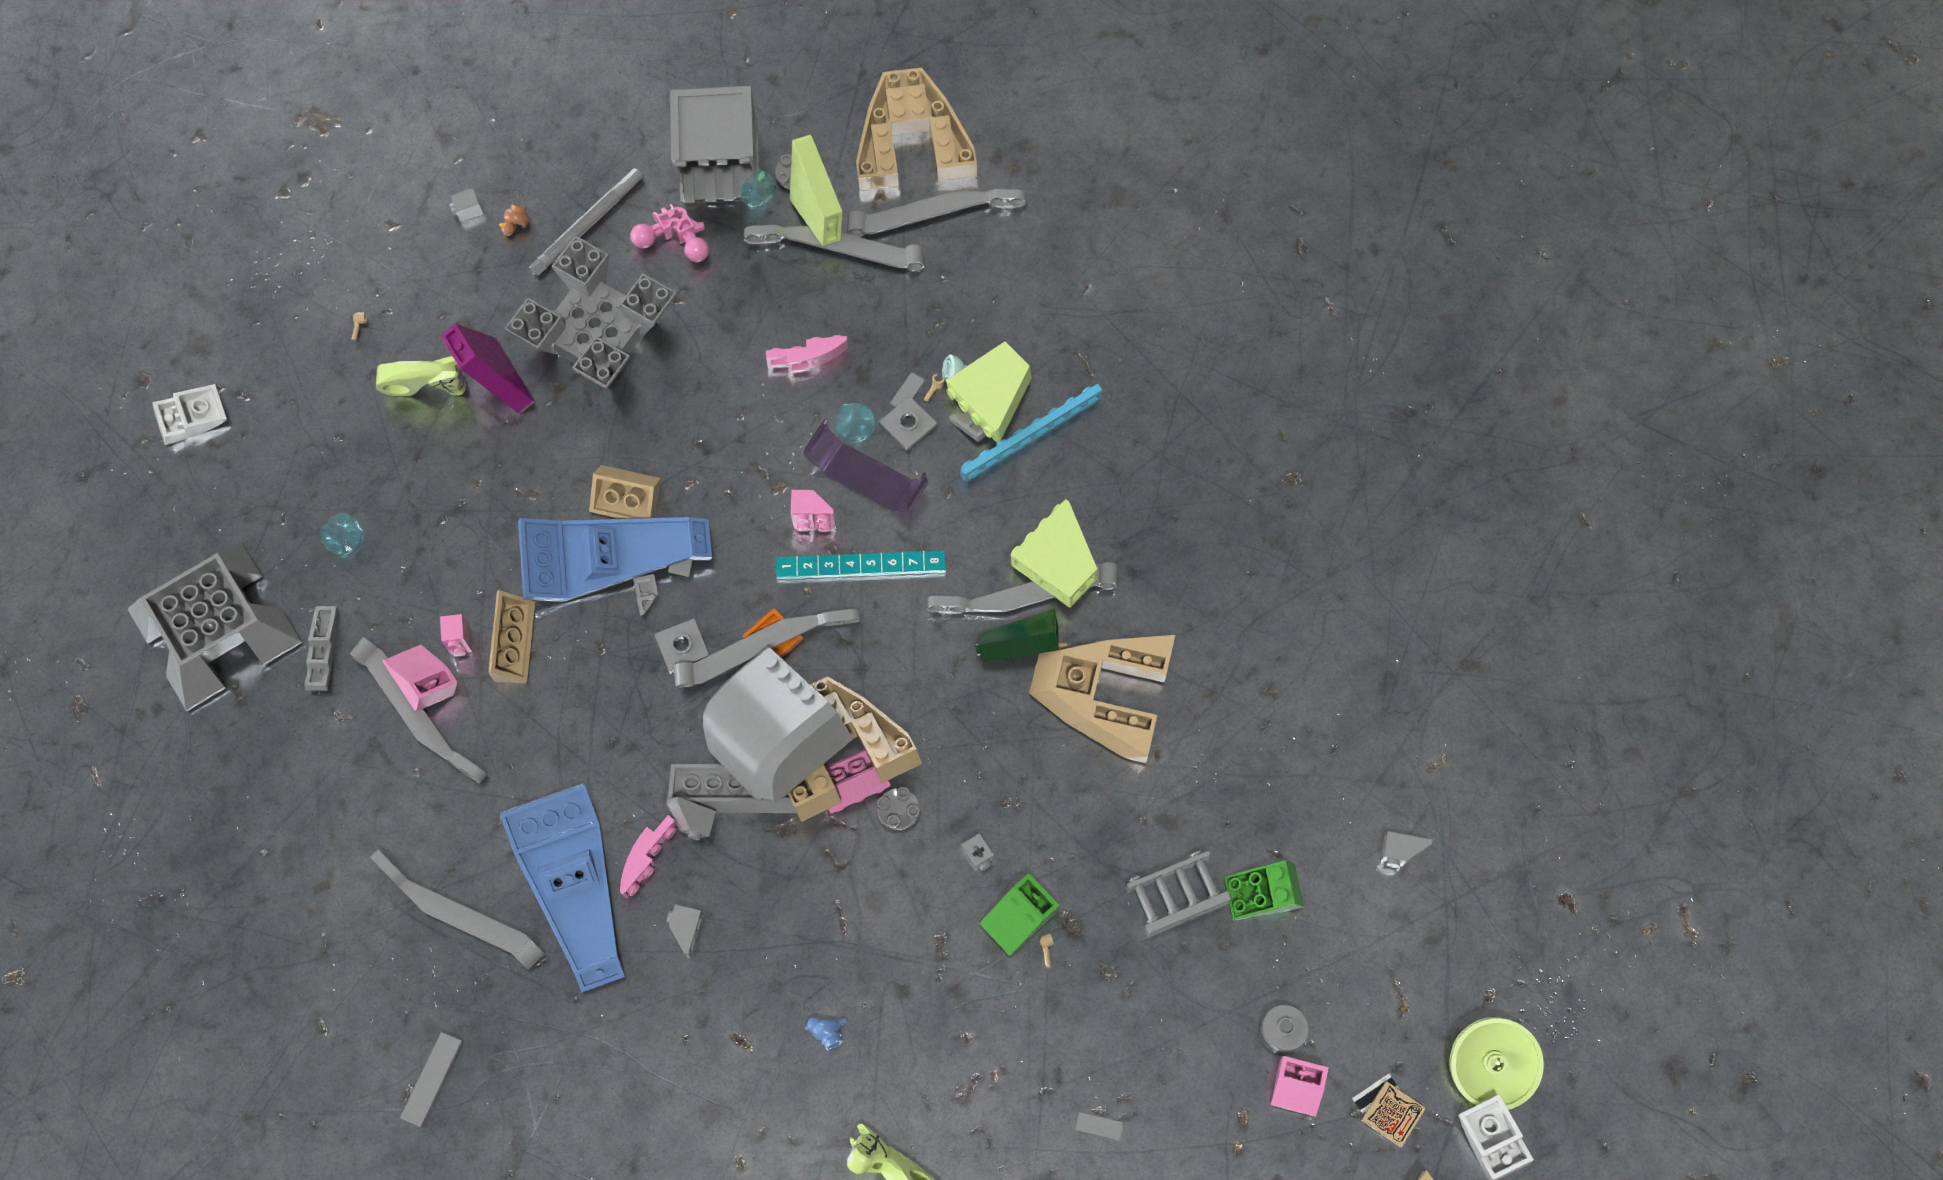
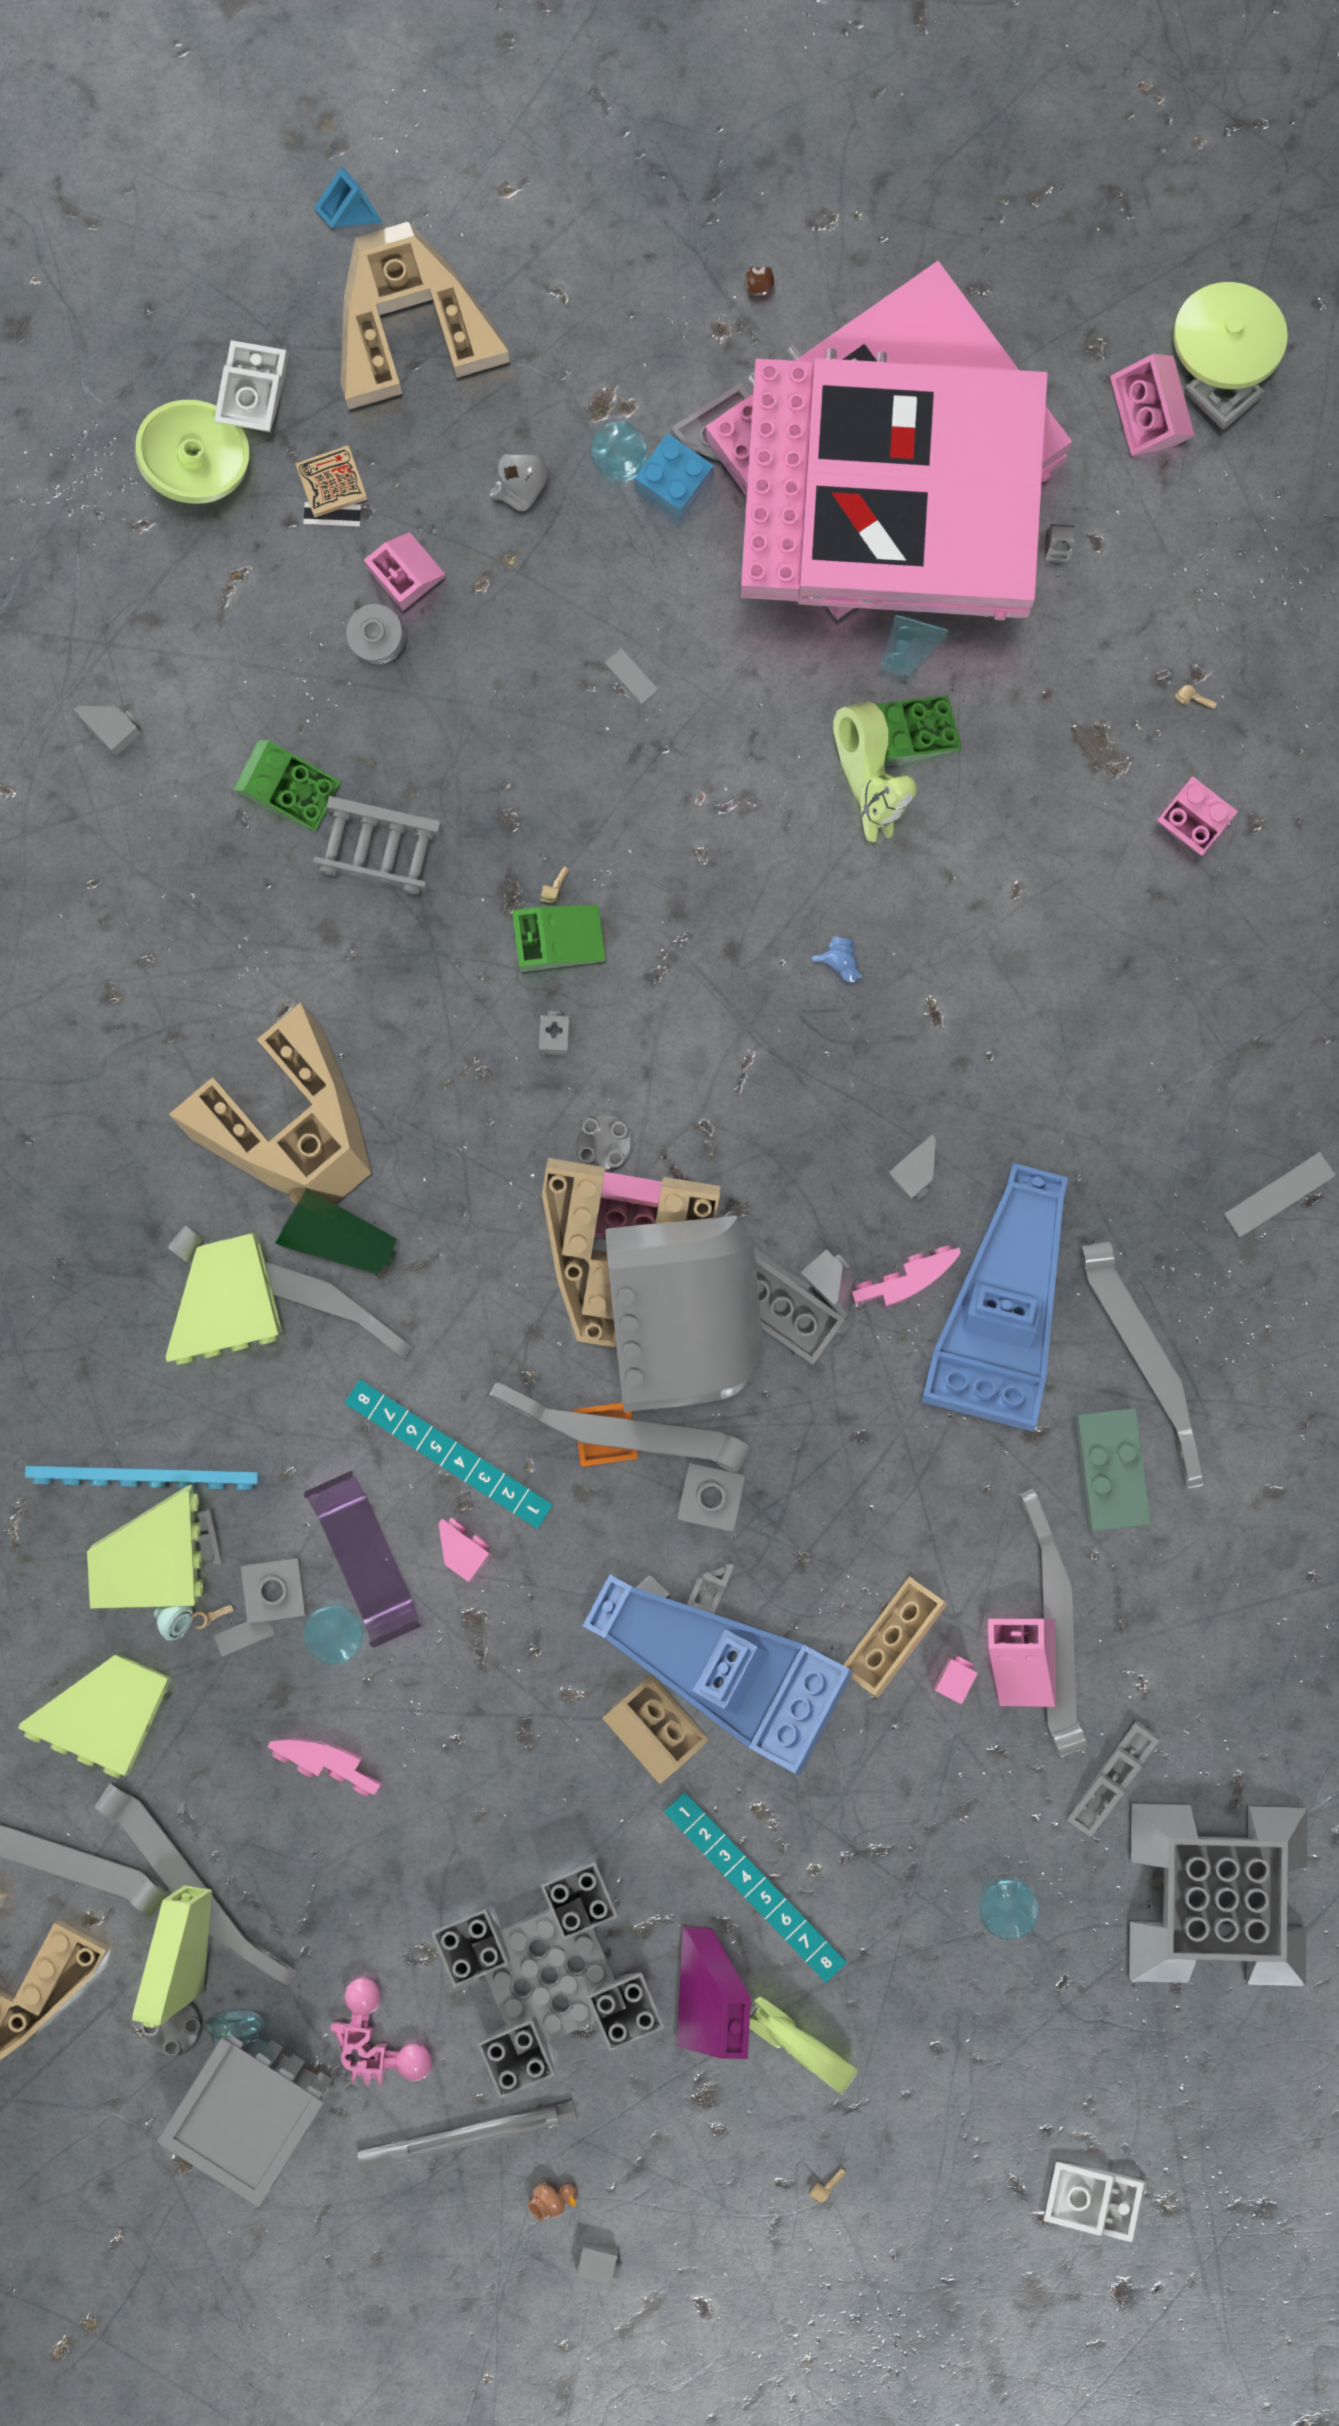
camera: 140 degrees left, 15 degrees up
(435, 827) = (1112, 1469): none -> sand green brick
(506, 450) = (755, 1887): none -> teal tile
(955, 295) = (102, 1715): none -> yellowish green slope

